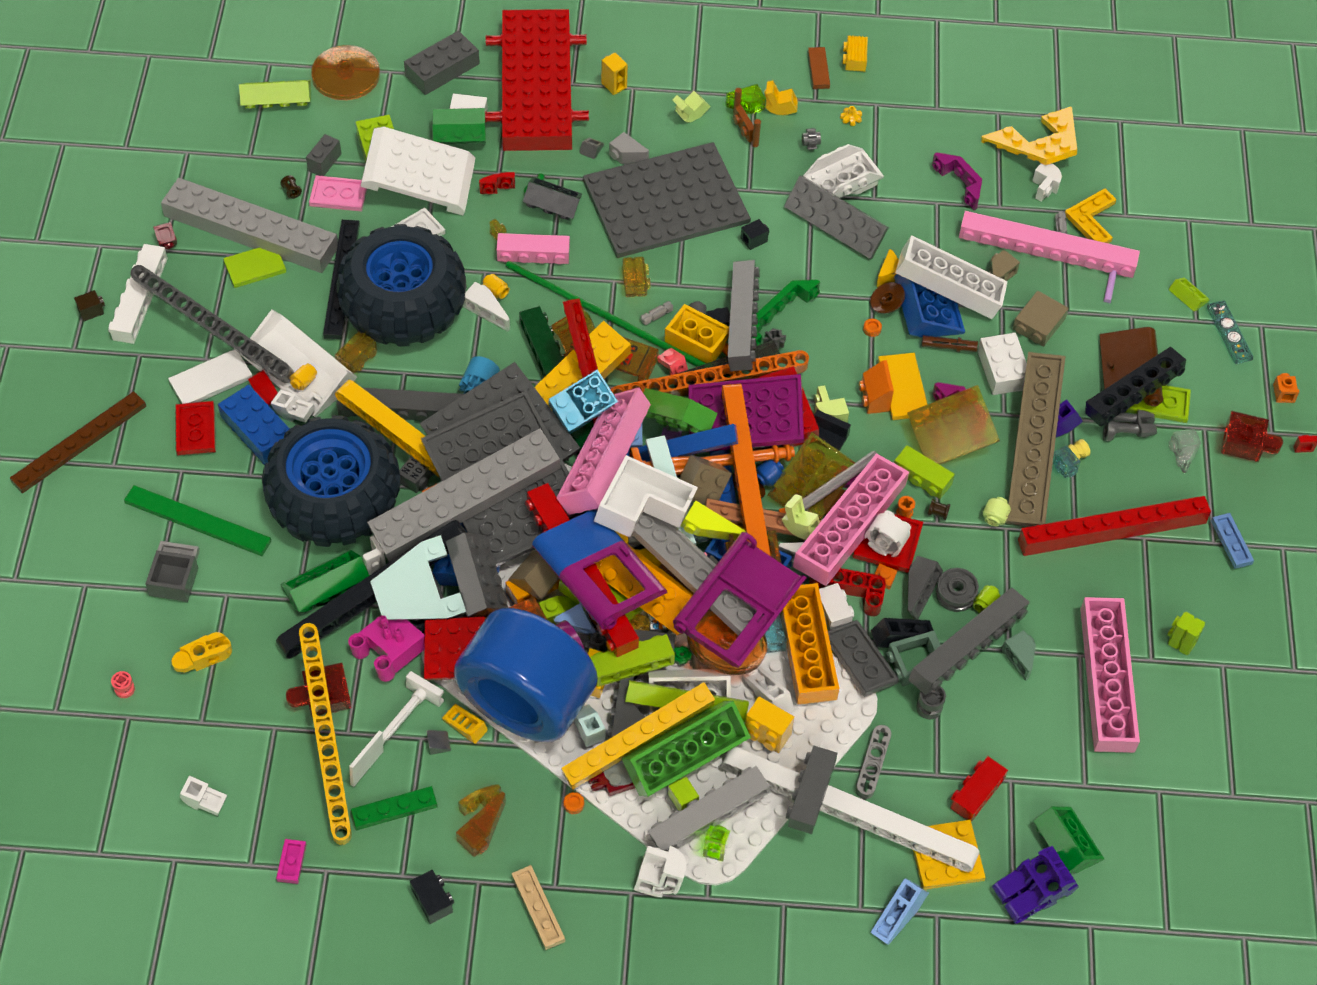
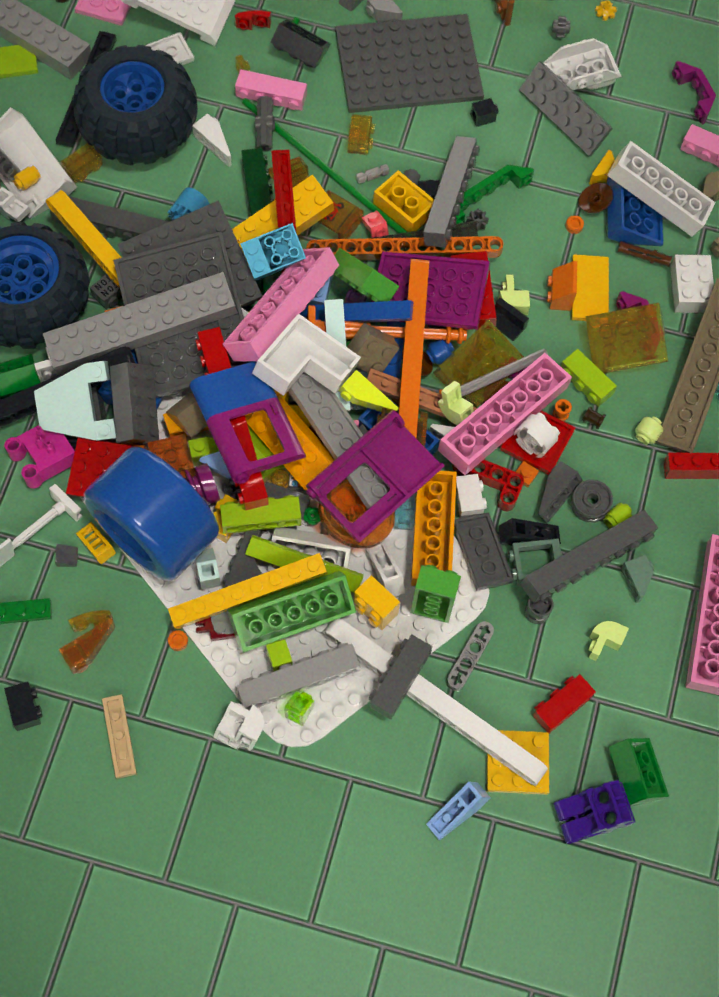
camera: 10 degrees right, 10 degrees up
(496, 285) = (227, 121): yellow brick -> none
(535, 281) = (265, 123): none -> dark grey piece
(827, 702) = (435, 593): none -> bright green brick
(1005, 714) = (608, 634): none -> yellowish green brick

